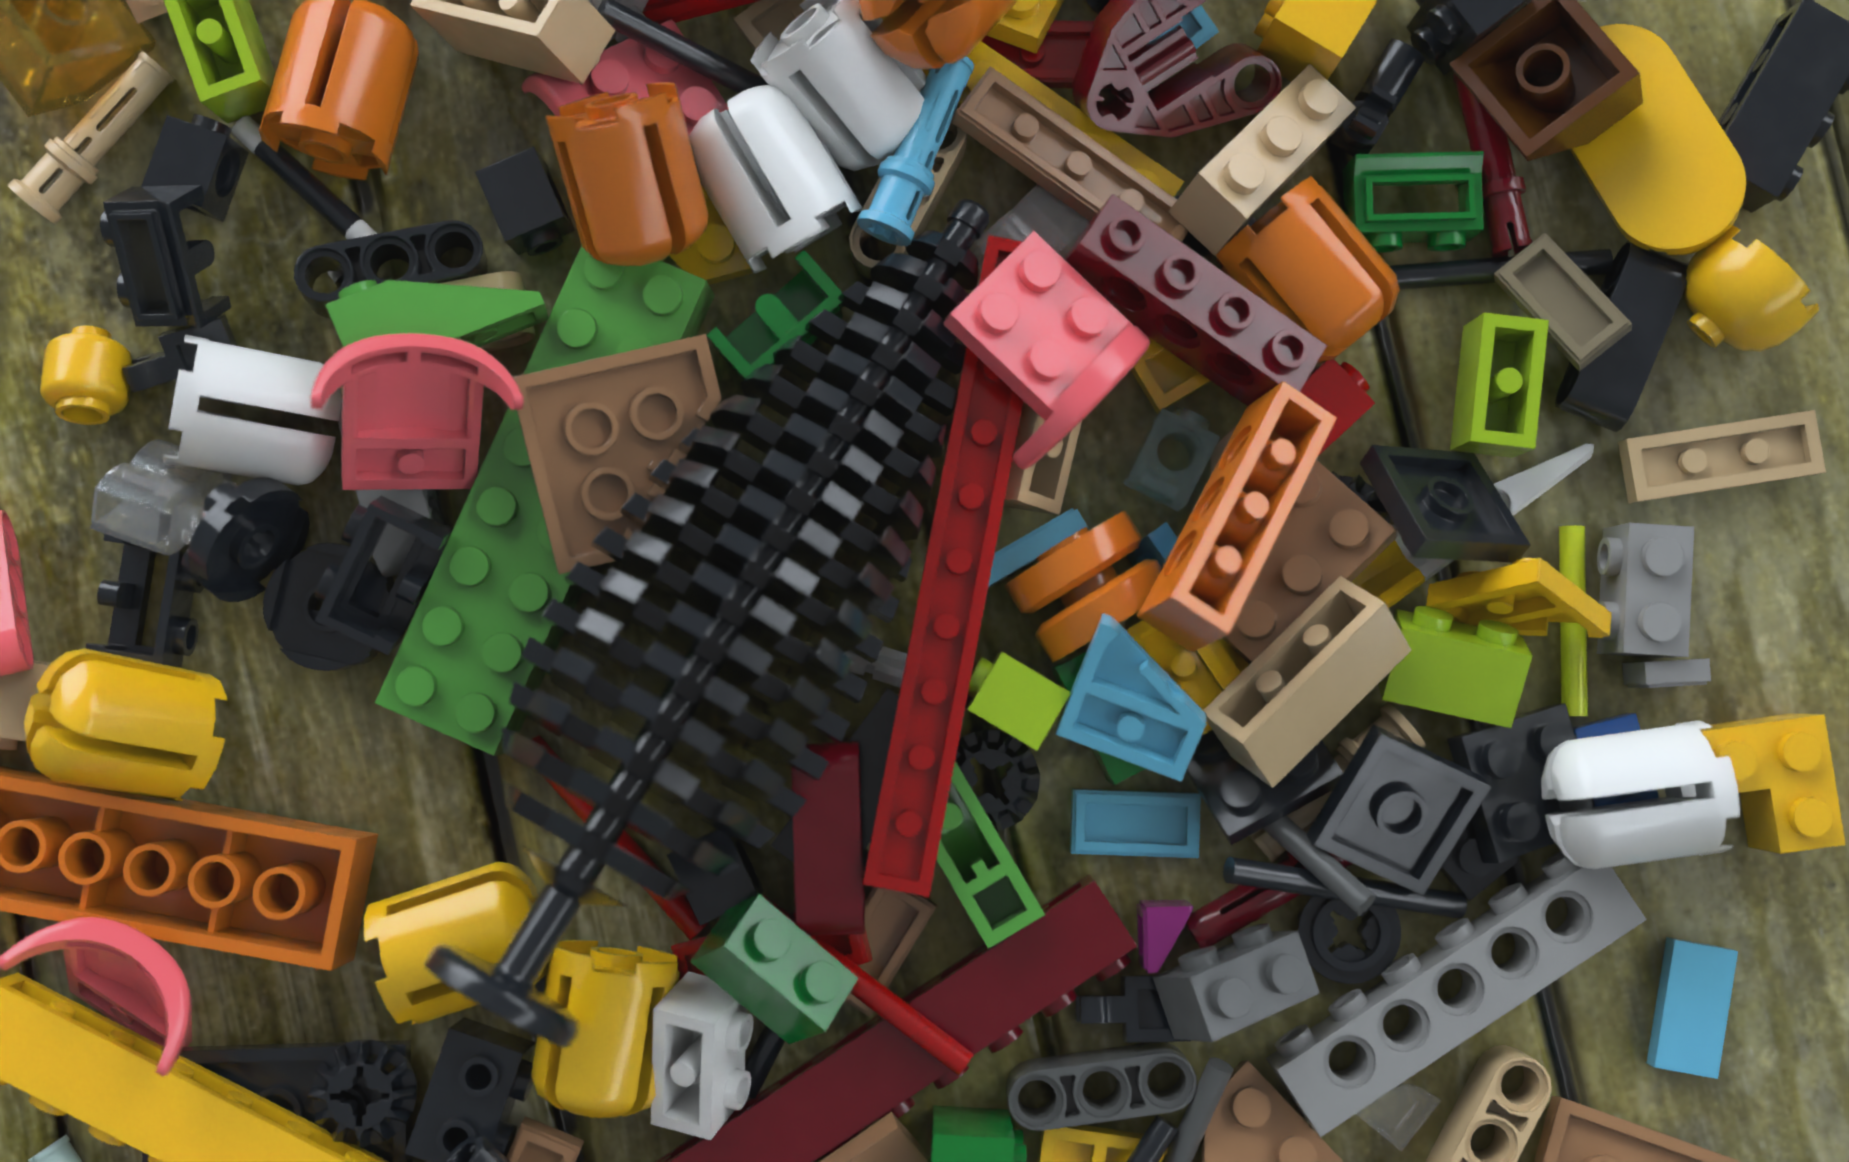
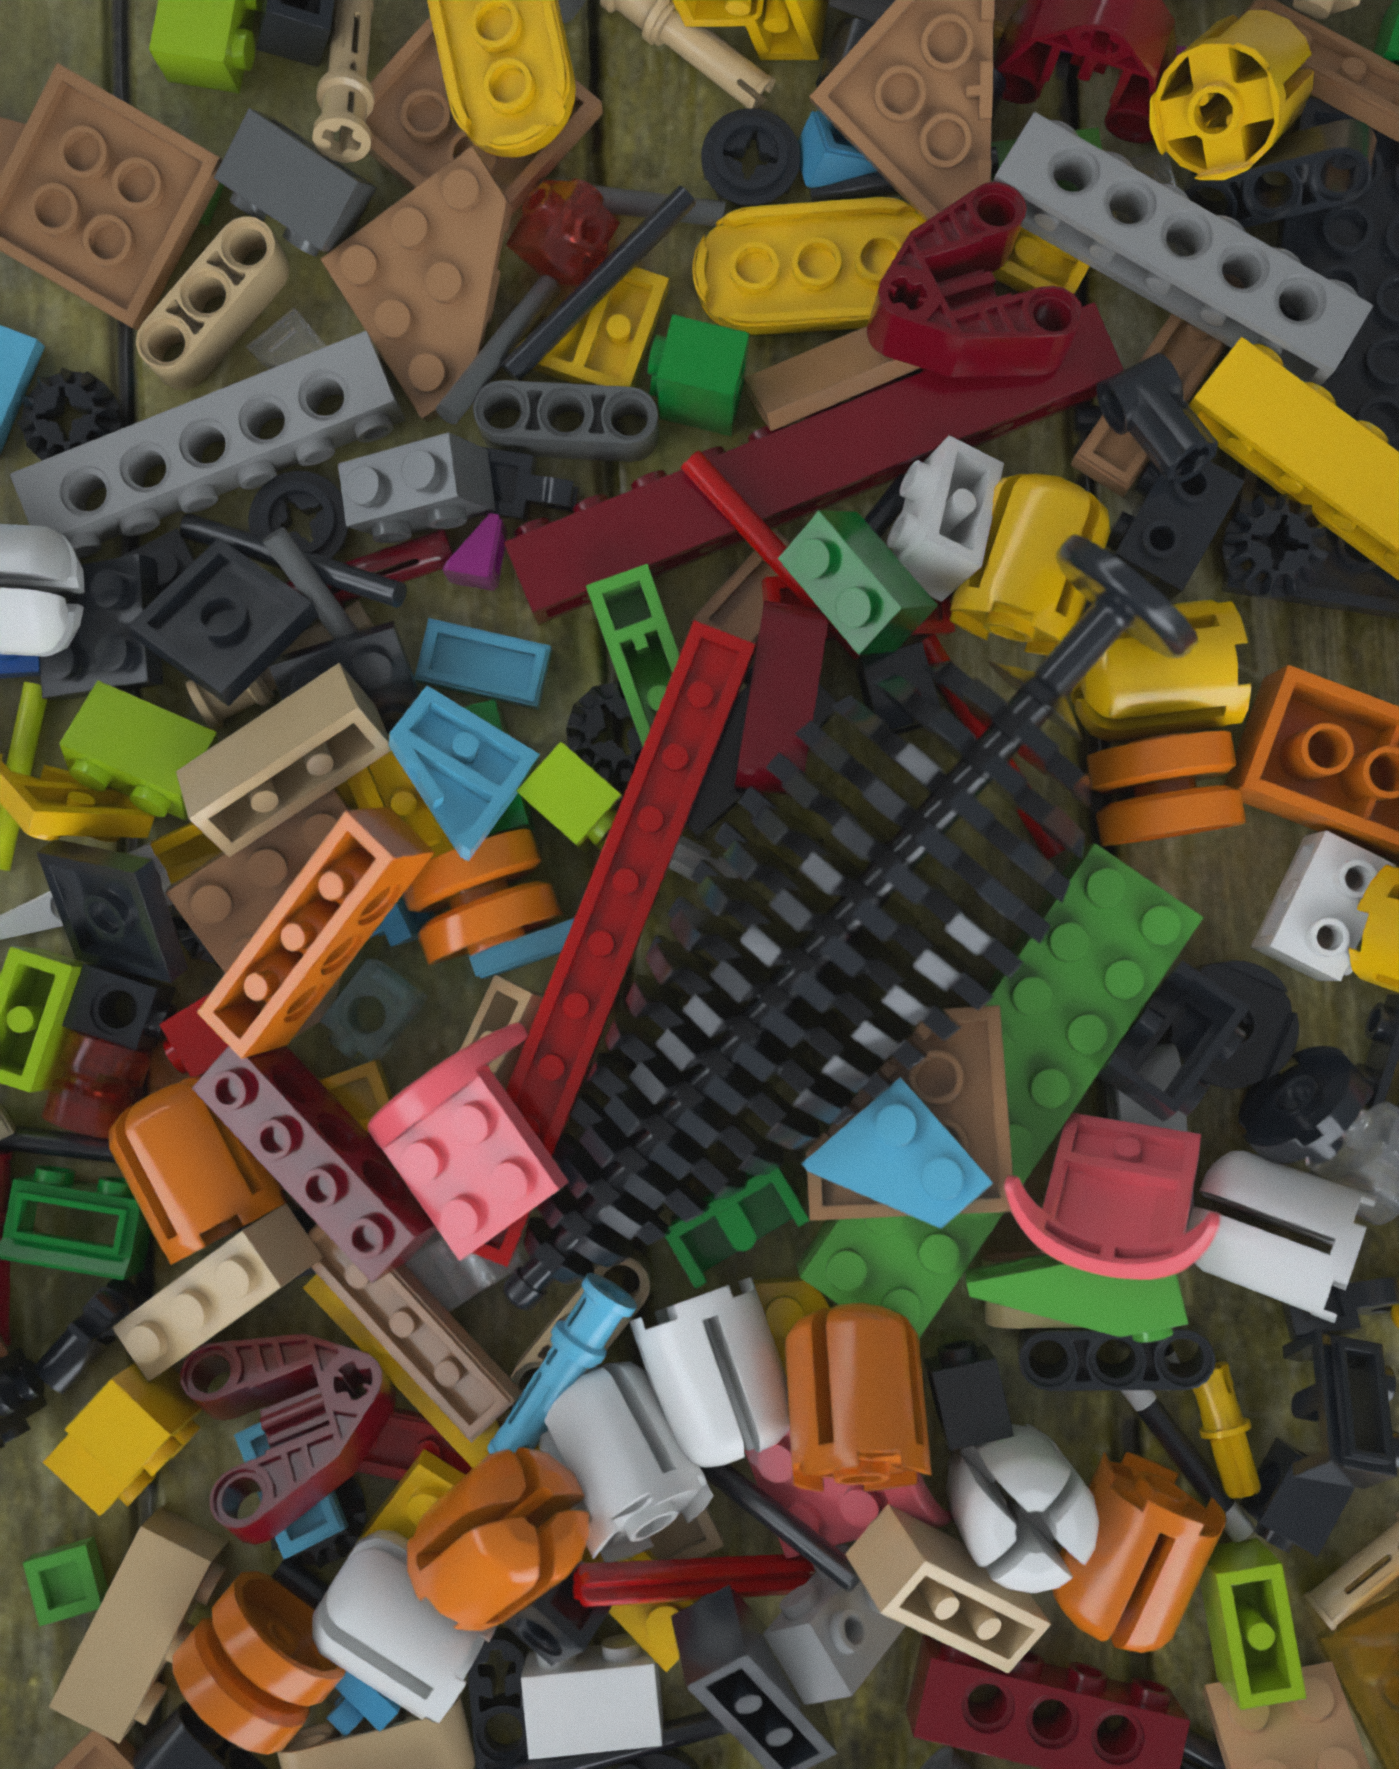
camera: 170 degrees left, 0 degrees up
(265, 738) = (1316, 907): none -> white brick
(272, 216) = (1227, 1433): none -> yellow axle
(432, 823) = (1164, 786): none -> orange wheel
(433, 115) = (1018, 1536): none -> white cylinder
(626, 407) = (902, 1159): none -> medium azure wing
(1432, 315) = (87, 1104): none -> clear red wheel
(1444, 409) = (95, 1001): none -> black brick
(1630, 1005) = (47, 401): none -> black gear

